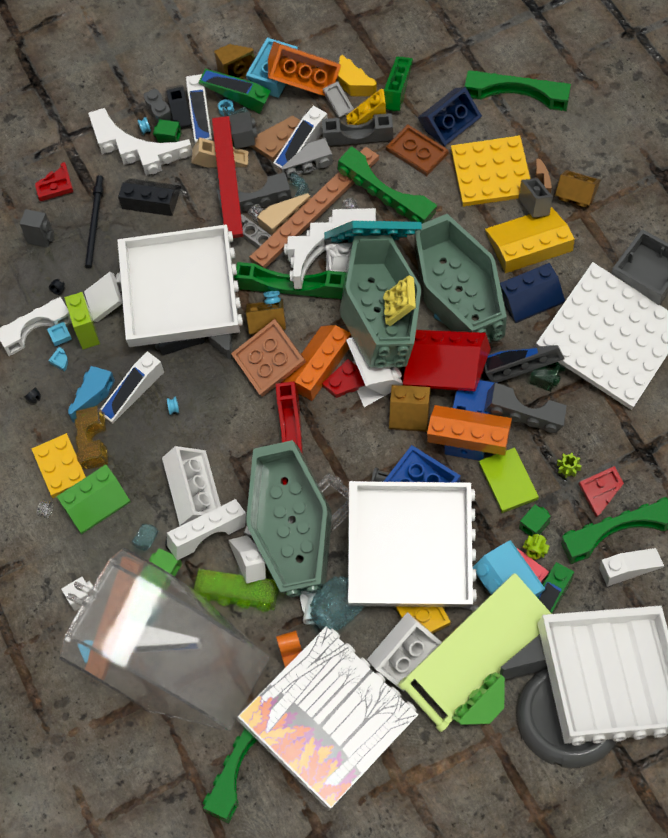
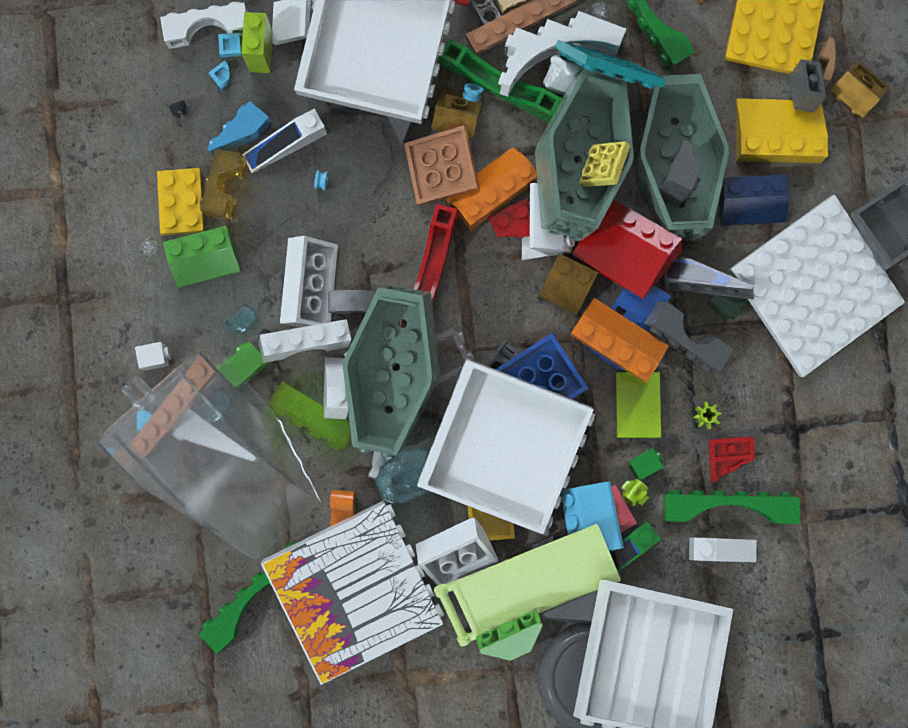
camera: 15 degrees right, 20 degrees up
(231, 488) = (349, 301): none -> flat silver slope
(465, 289) = (681, 176): none -> dark grey slope

